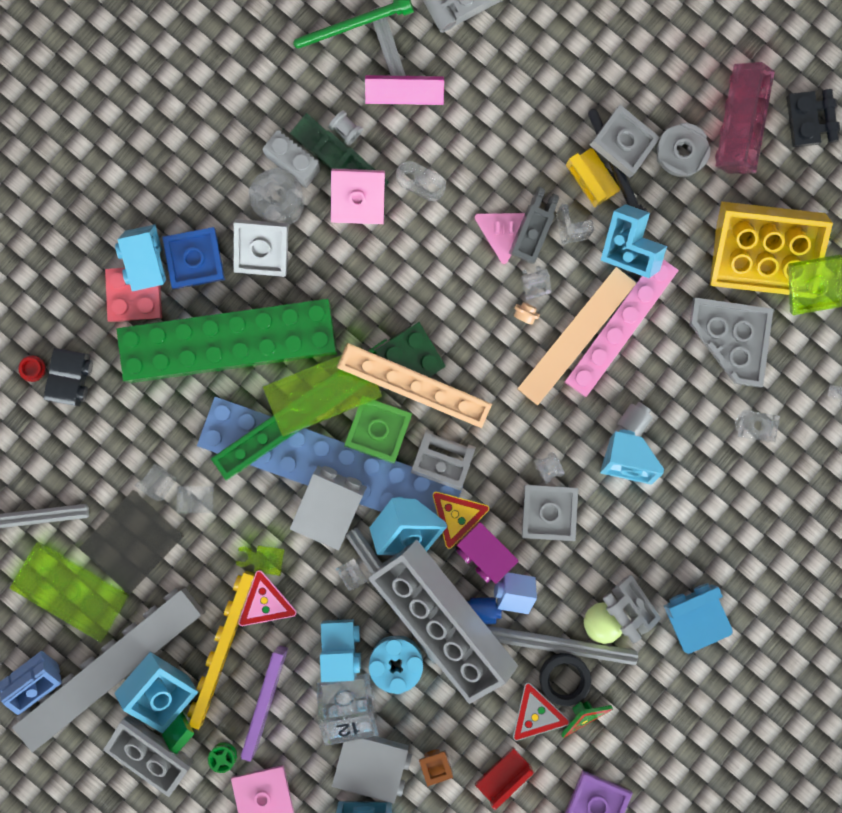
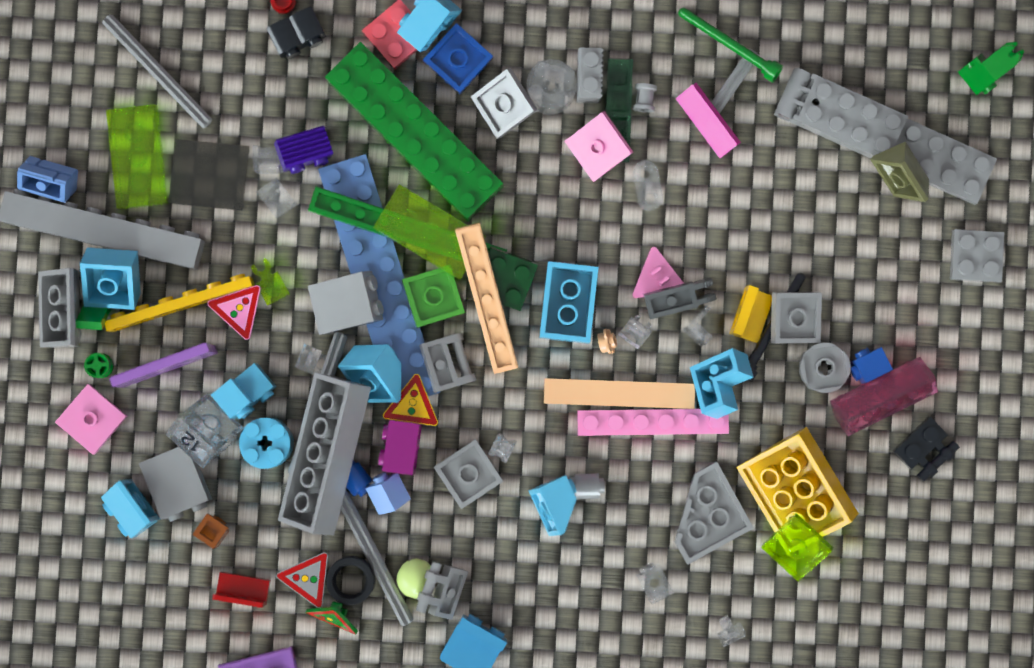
camera: 50 degrees right, 0 degrees up
(171, 445) = (304, 149): none -> dark purple brick
(469, 319) = (568, 302): none -> medium azure brick
(709, 110) = (870, 365): none -> blue brick

